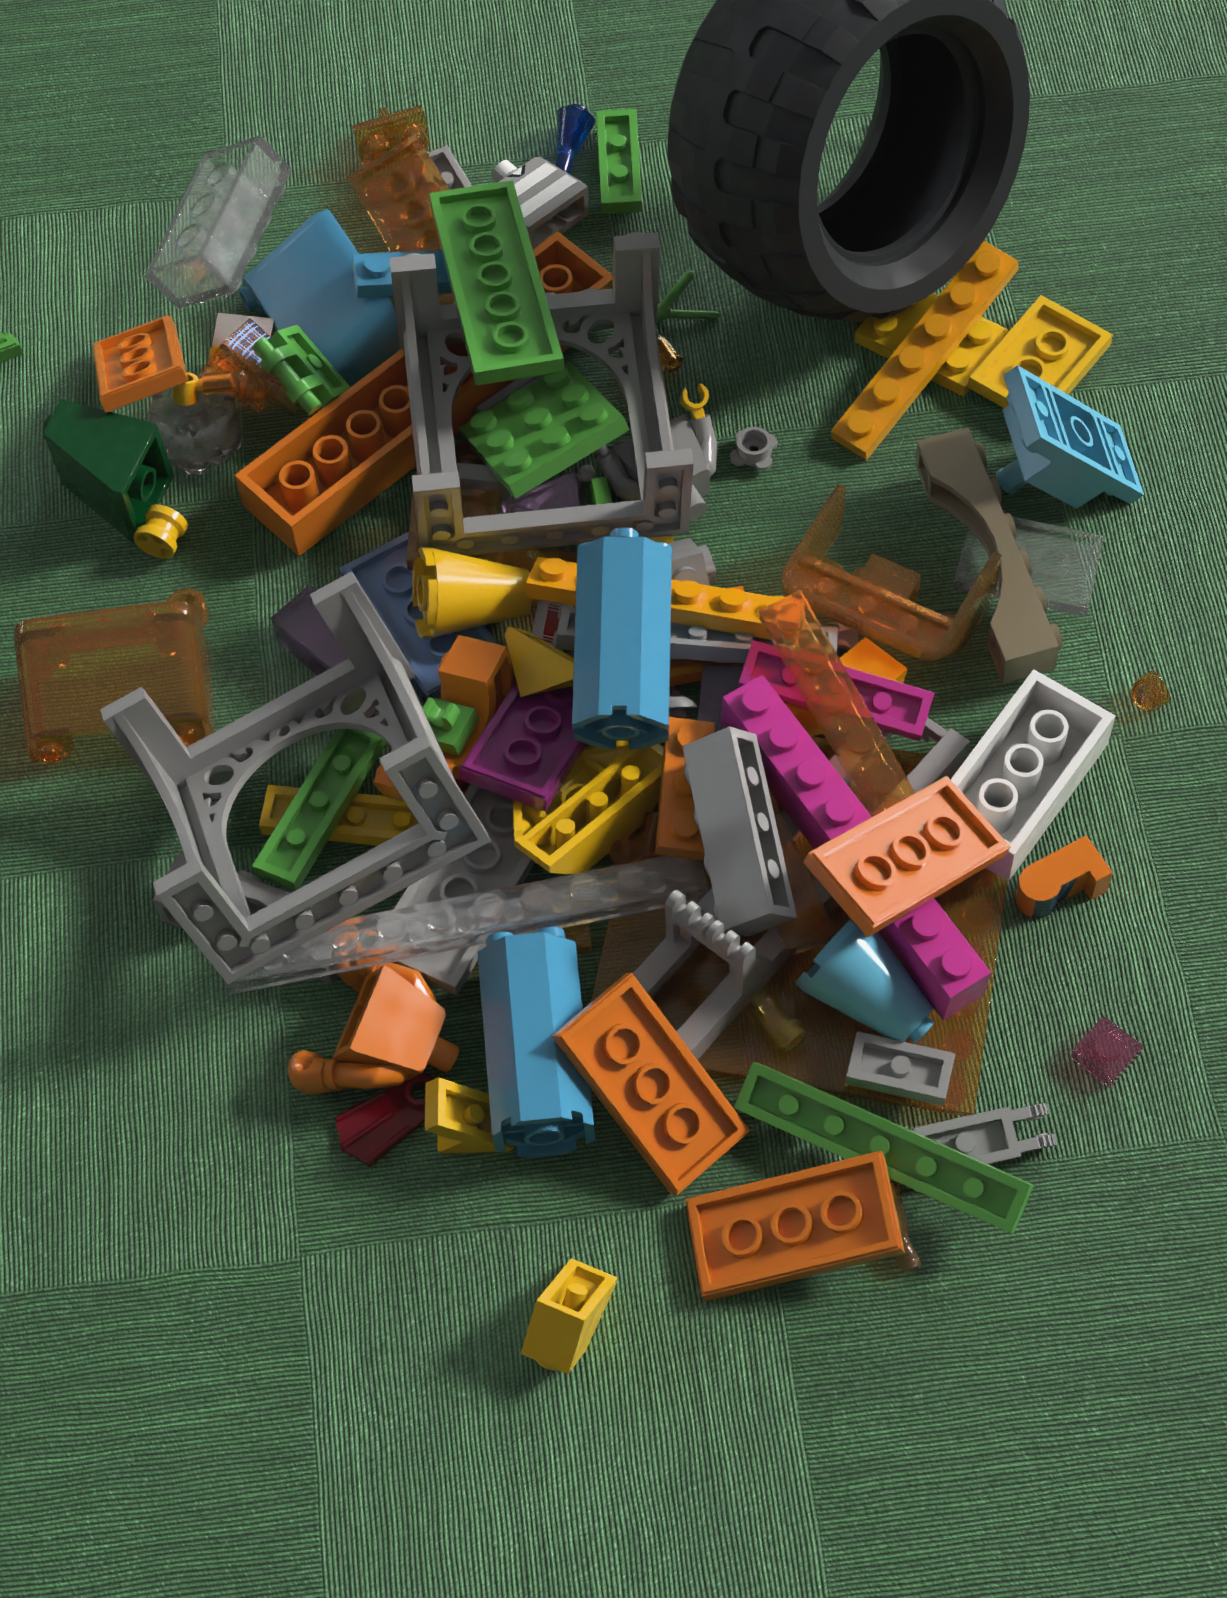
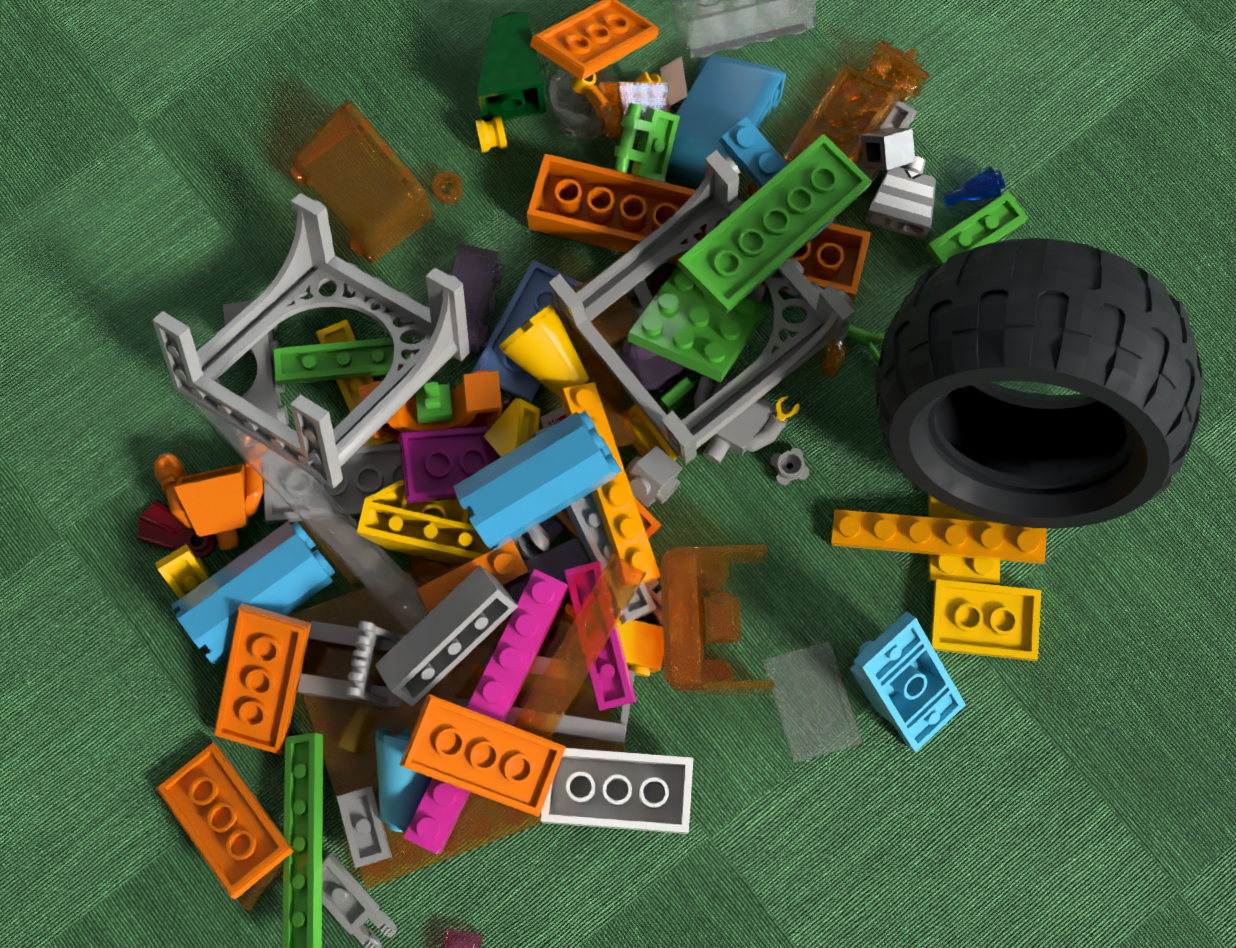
camera: 55 degrees right, 15 degrees up
(474, 168) = (887, 148): none -> flat silver brick
(567, 1316) = (100, 716): yellow slope -> none
(958, 482) = (739, 725): dark tan arch -> none
(1062, 876) = (555, 846): orange leg -> none
(1150, 692) = (750, 840): clear orange hinge -> none

